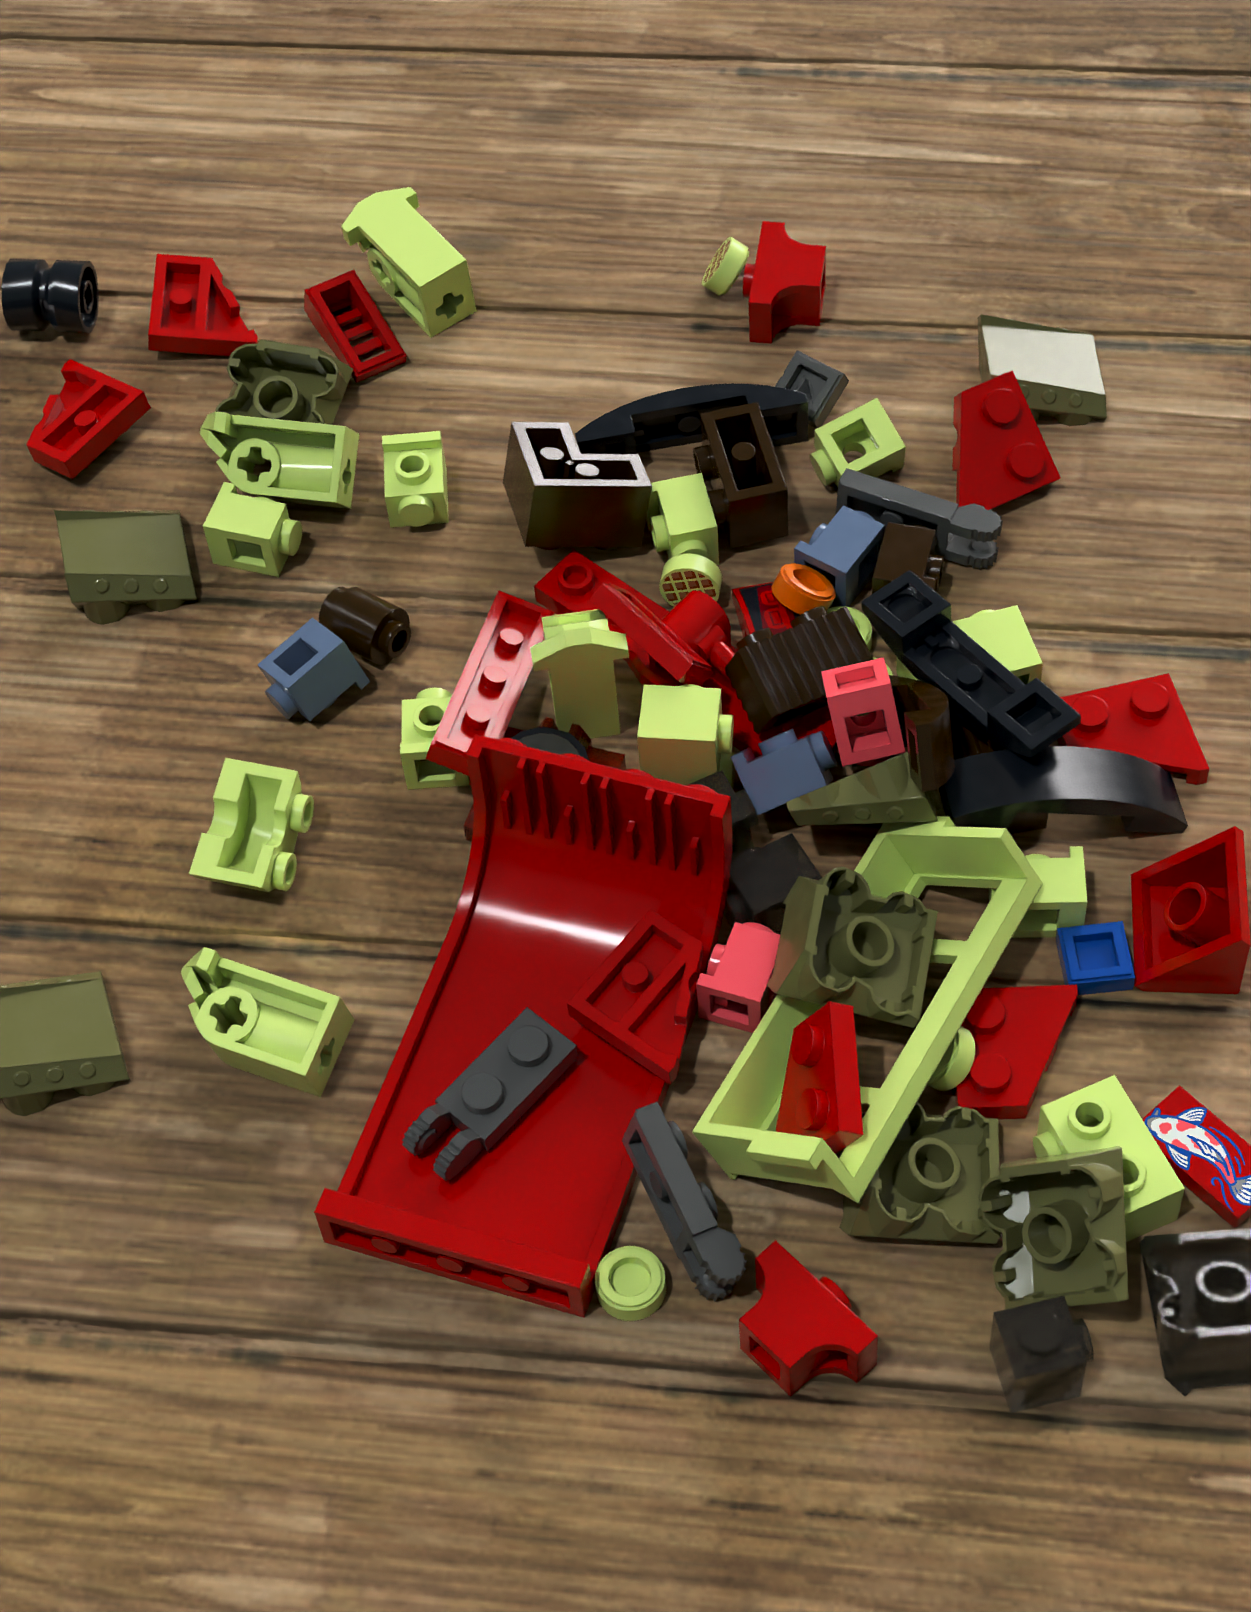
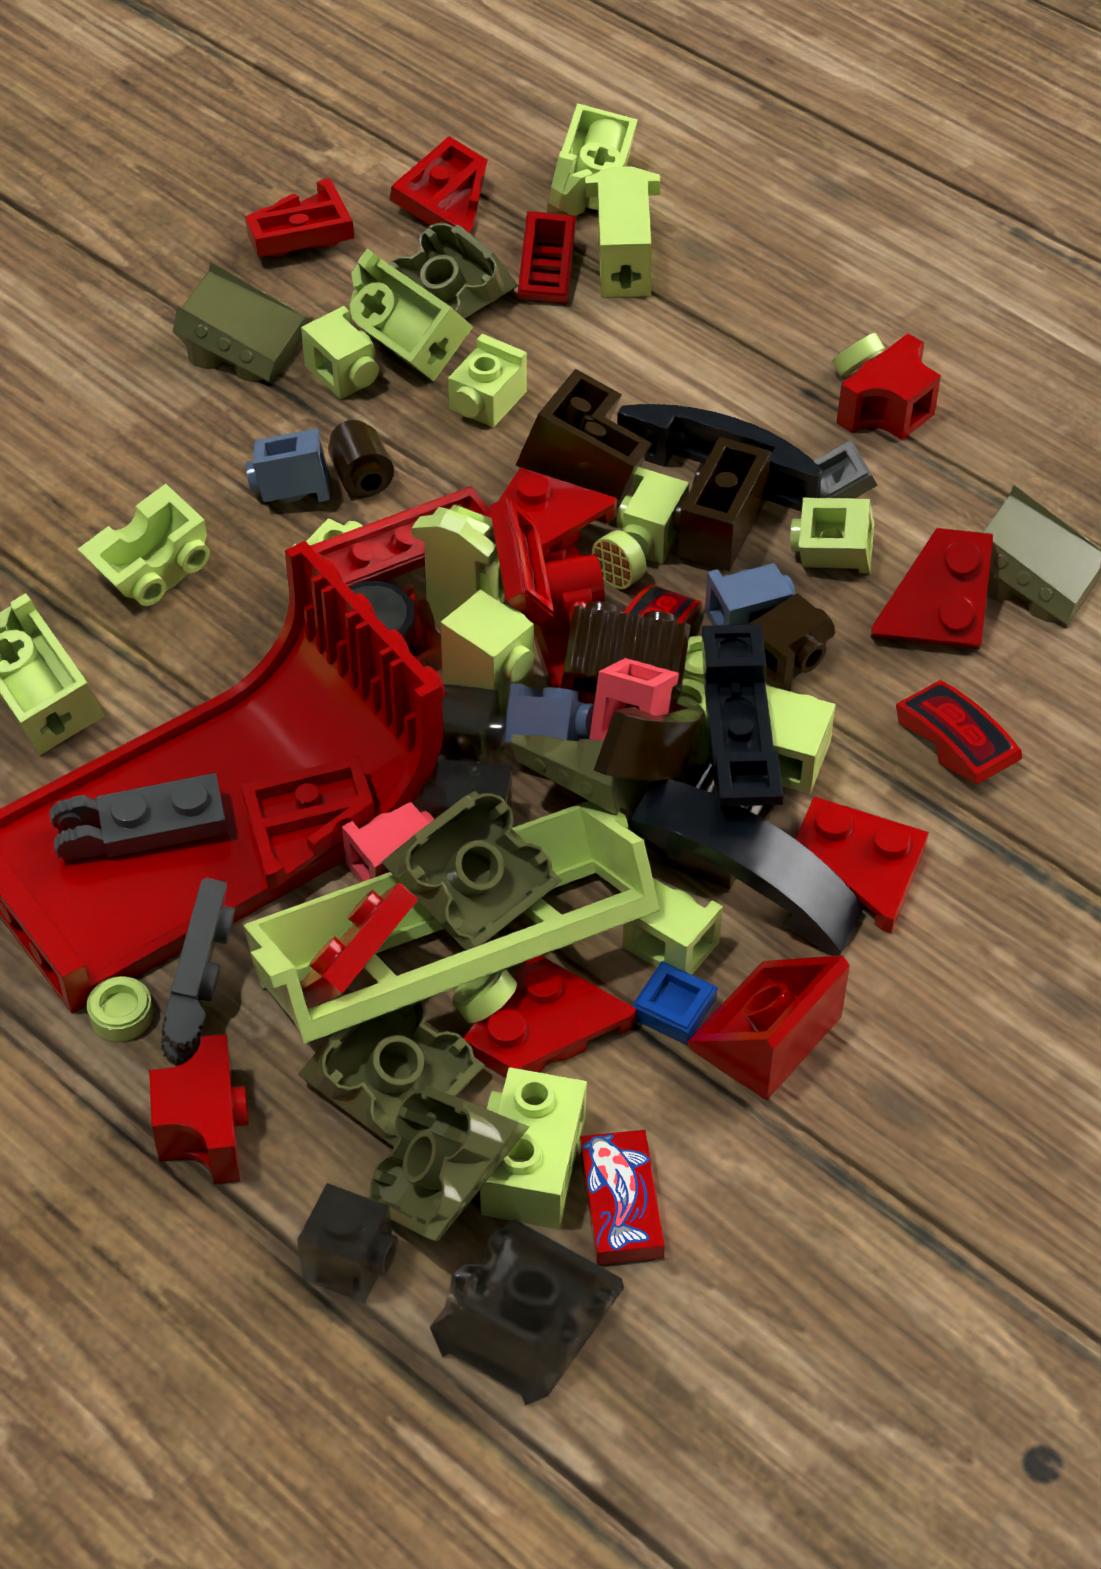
camera: 30 degrees right, 5 degrees down
(45, 295) = (352, 127): black wheel -> none
(310, 202) = (592, 144): none -> yellowish green piece
(580, 566) = (558, 507): none -> red wing
(802, 588) = (692, 605): orange tile -> none
(961, 532) = (858, 637): dark grey hinge -> none
(1121, 566) = (963, 732): none -> slope

